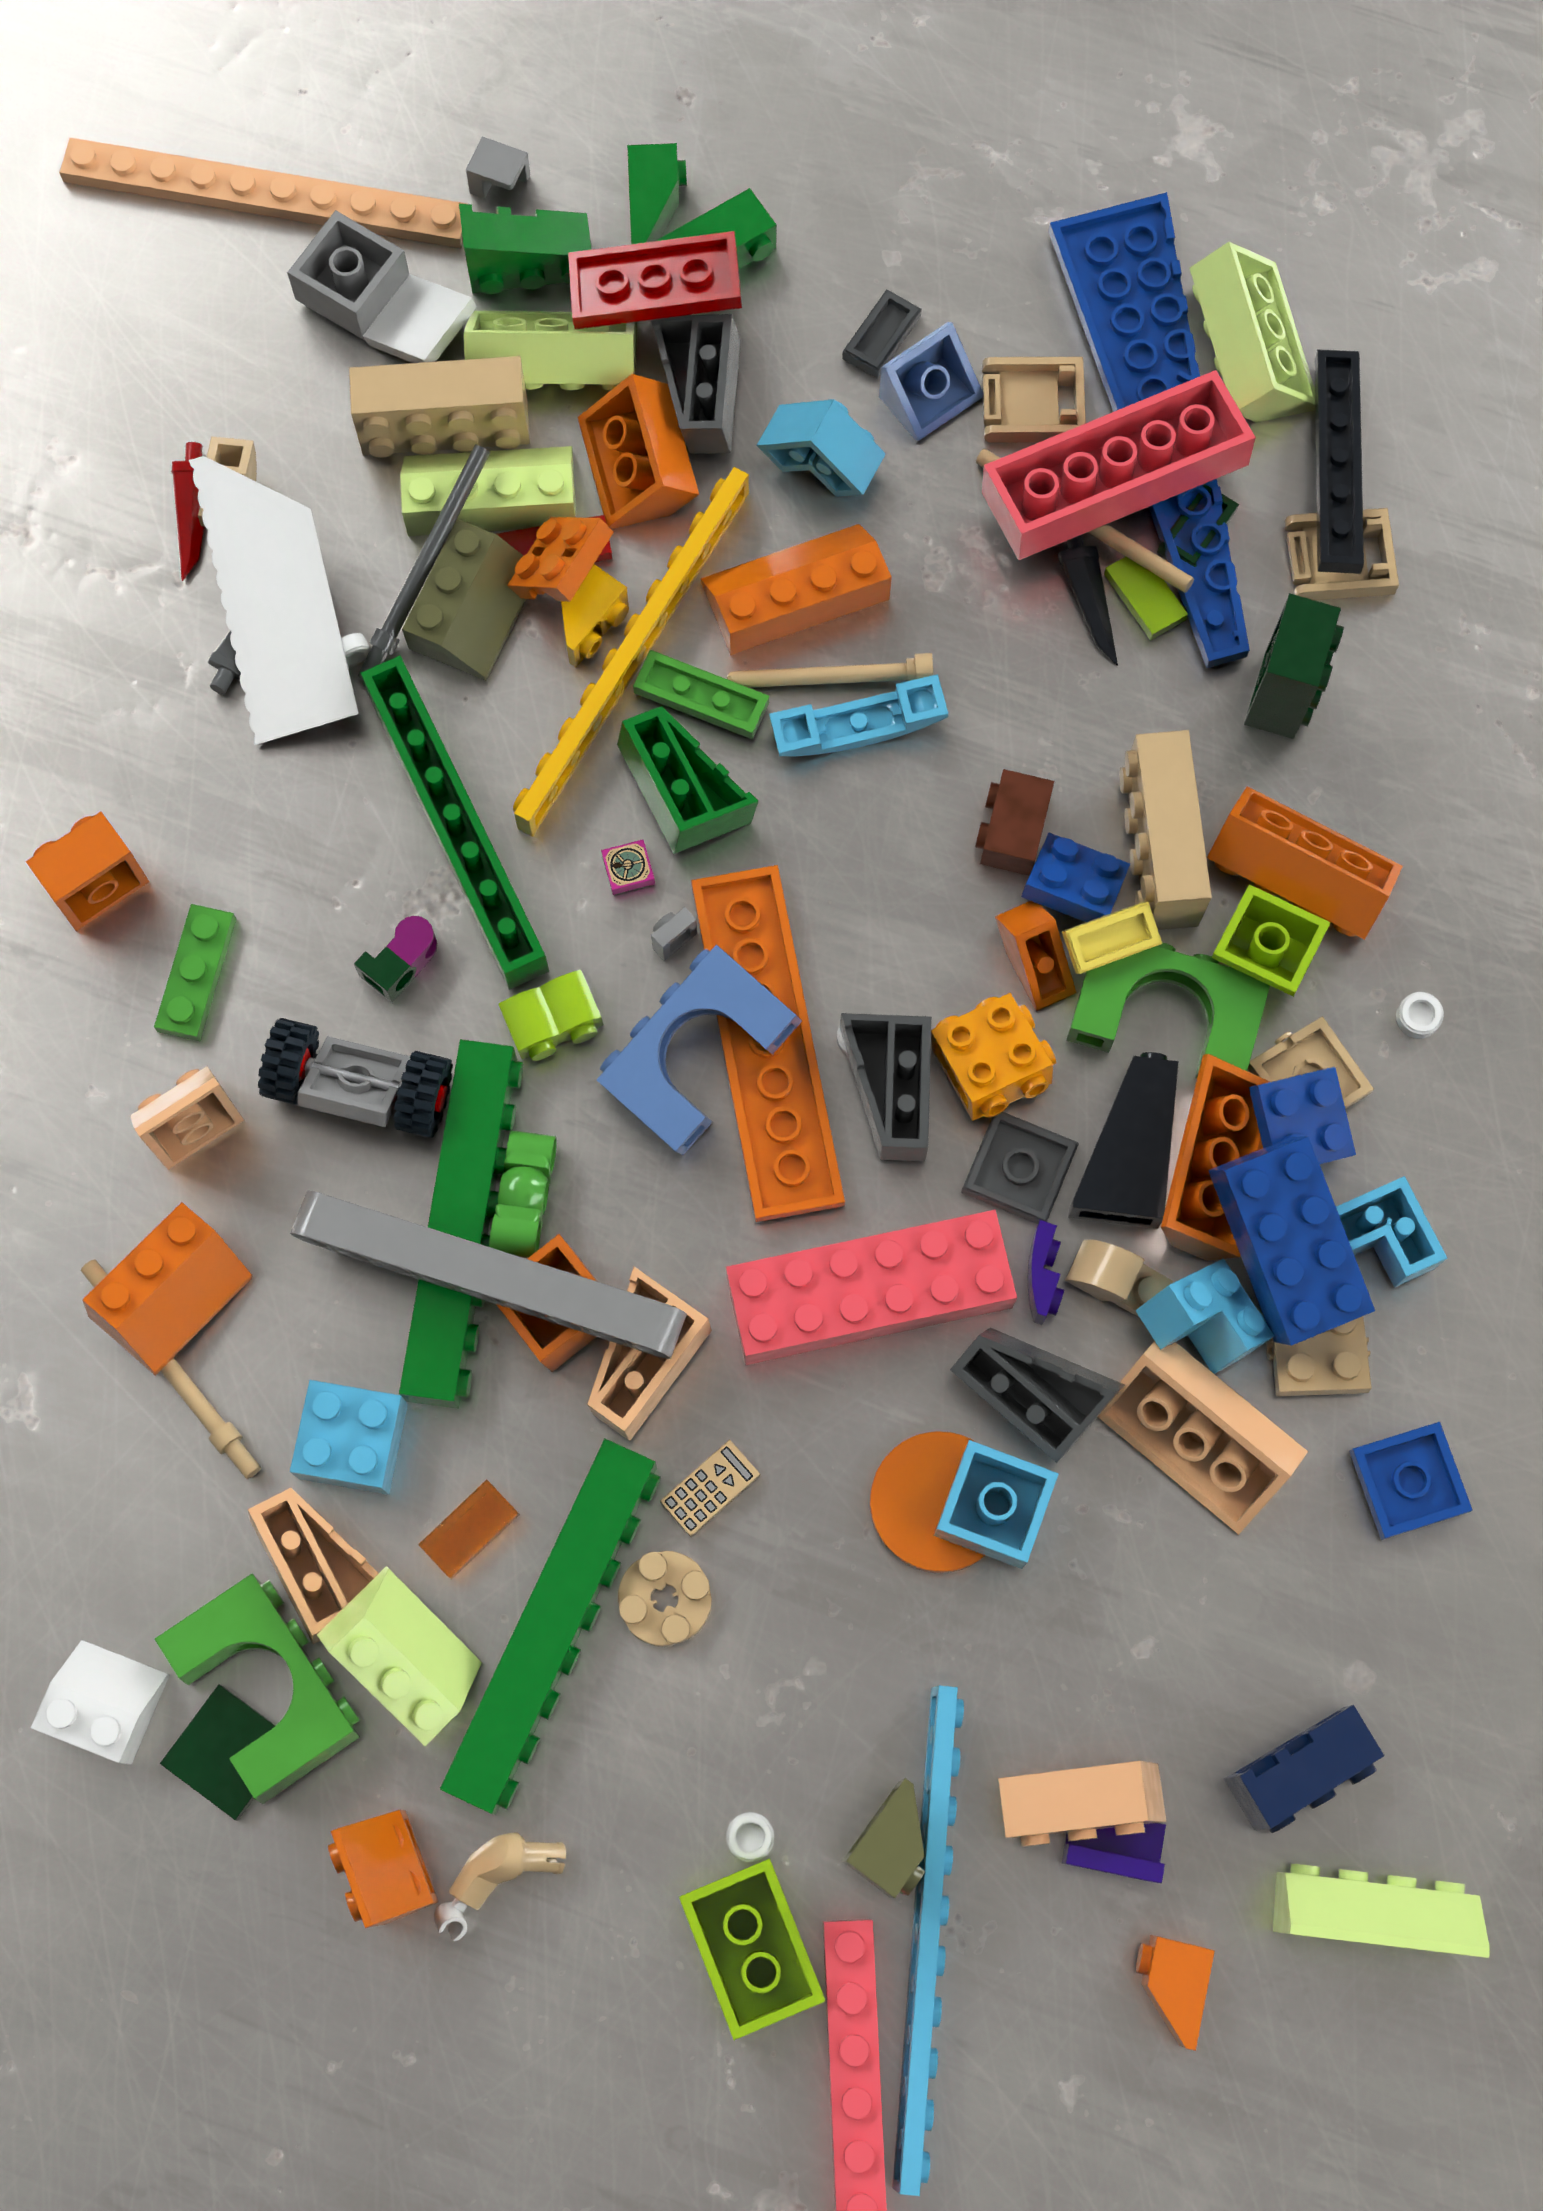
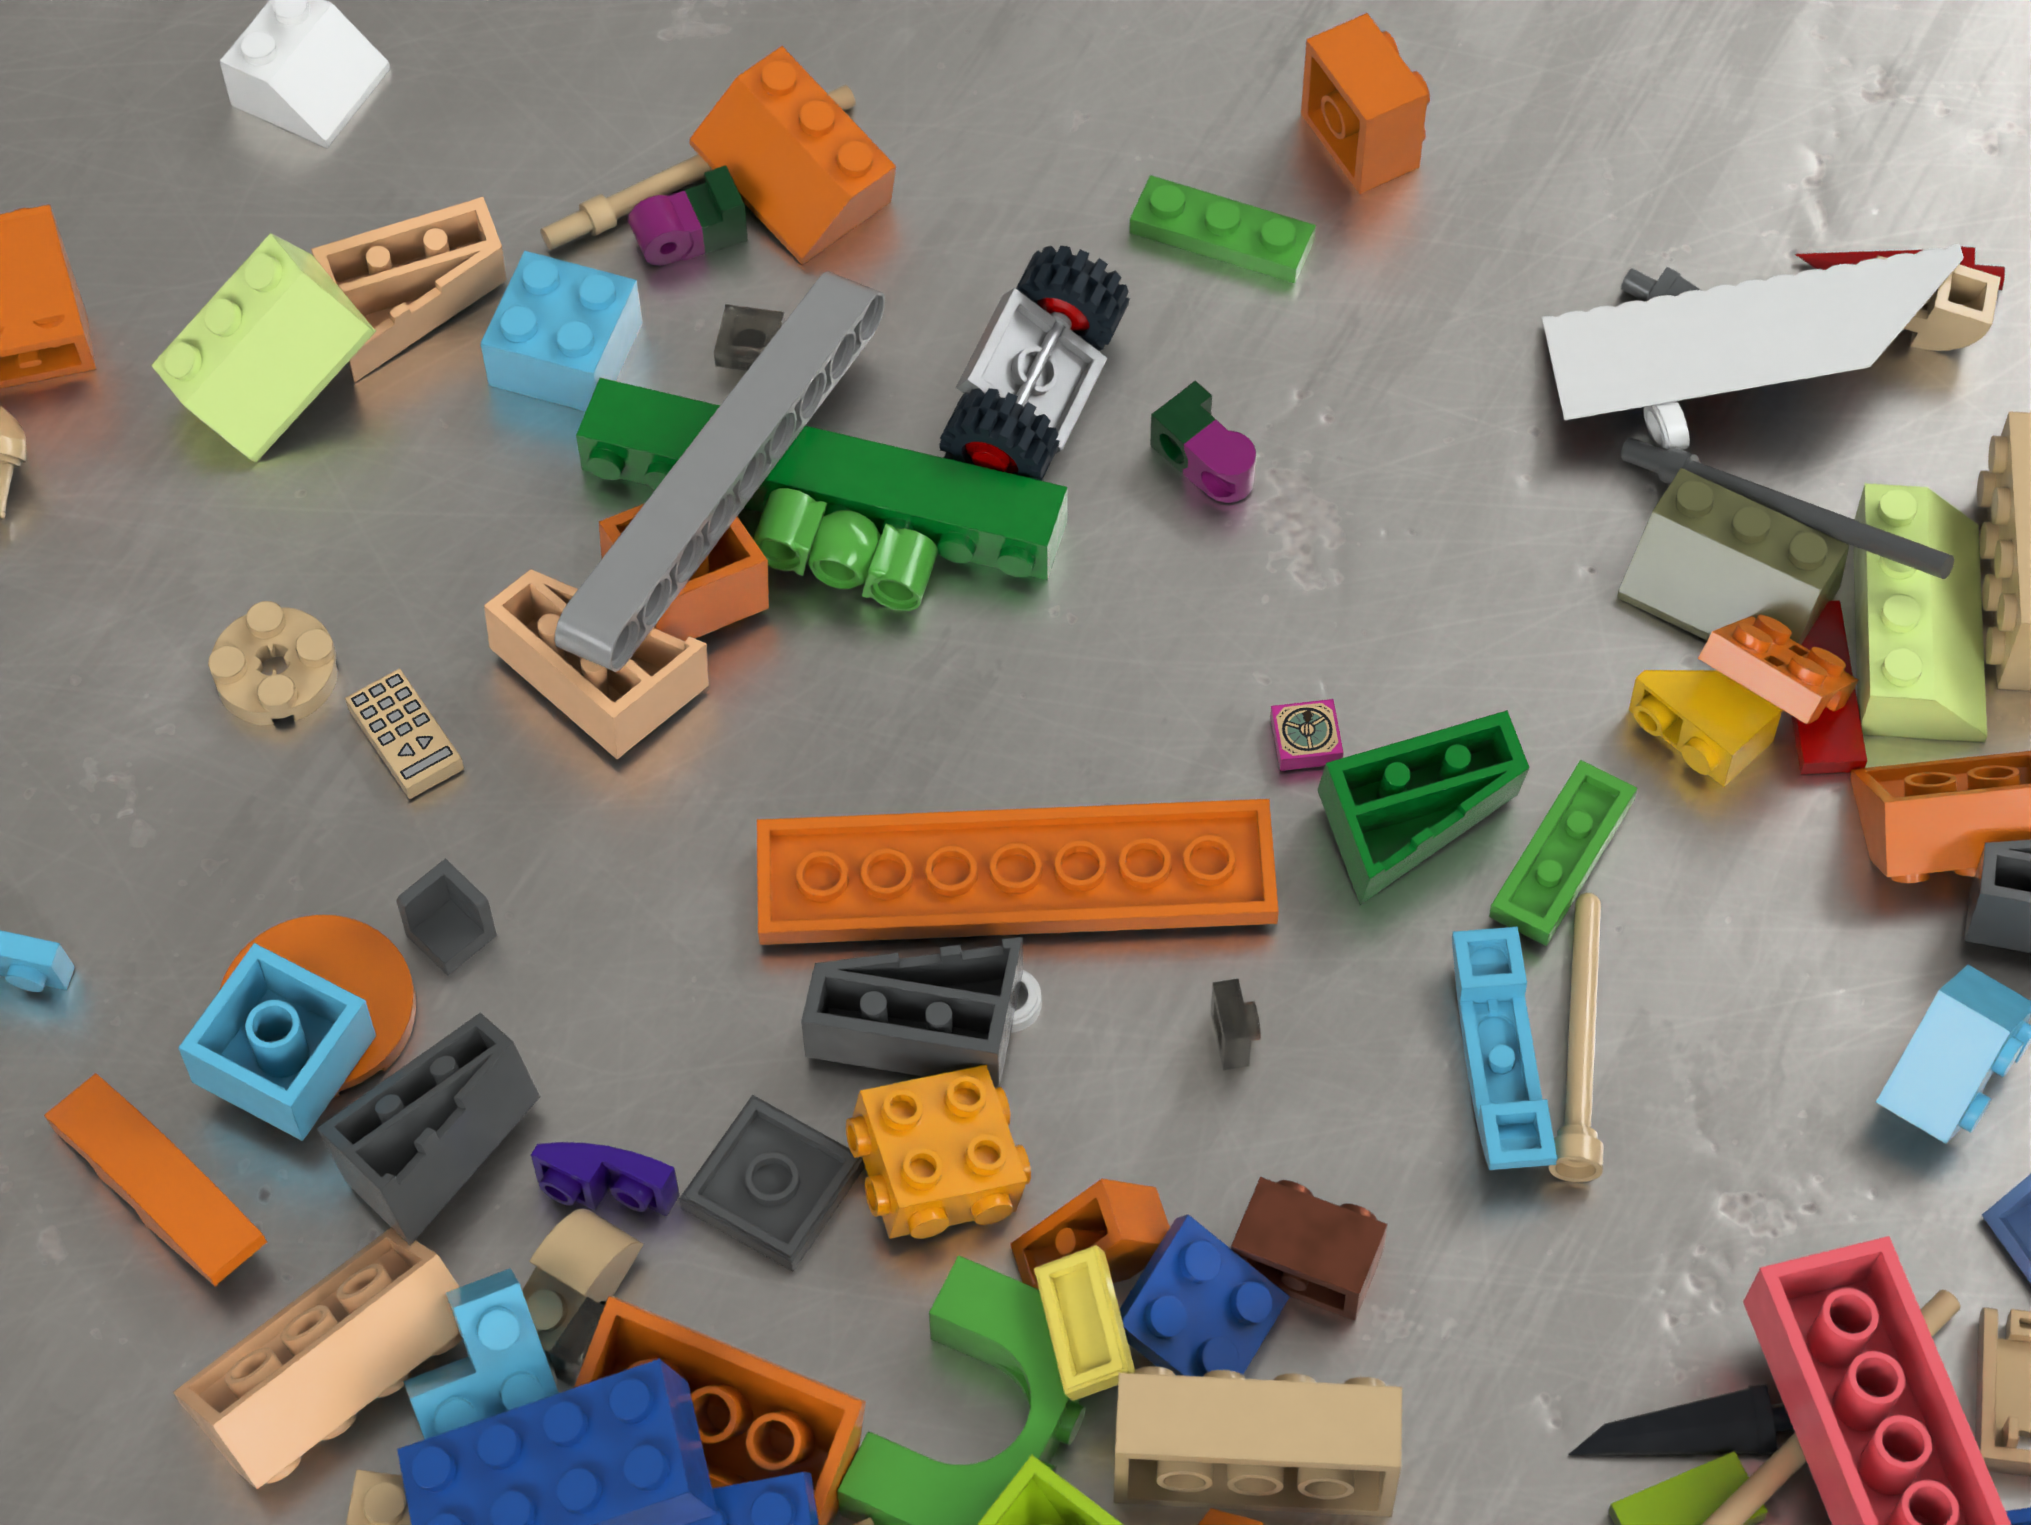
camera: 100 degrees right, 15 degrees down
(185, 1117) = (1011, 179): light nougat slope -> none
(207, 1743) = (215, 193): dark green tile -> none
(228, 1361) = (690, 220): none -> leg
(315, 1721) = (207, 250): bright green arch -> none
(336, 1298) = (744, 335): none -> clear smoke plate
(455, 823) = (1388, 515): green brick -> none
(469, 1529) = (420, 461): clear orange tile -> none
(550, 1627) = (272, 530): green brick -> none
(551, 1015) = (1094, 612): lime brick -> none
(623, 663) = (1662, 782): yellow plate -> none
(640, 1072) = (992, 704): medium blue arch -> none
(673, 932) = (1192, 767): light grey plate -> none
(798, 588) = (1730, 999): orange slope -> none
(863, 1420) = (446, 916): none -> dark grey panel
(864, 885) = (1234, 1023): none -> clear smoke plate
(870, 1287) = (628, 952): coral brick -> none
(1096, 1579) = (156, 1179): none -> orange slope
(1132, 1155) = (777, 1316): black slope -> none
(1166, 1260) = (574, 1342): none -> clear smoke plate

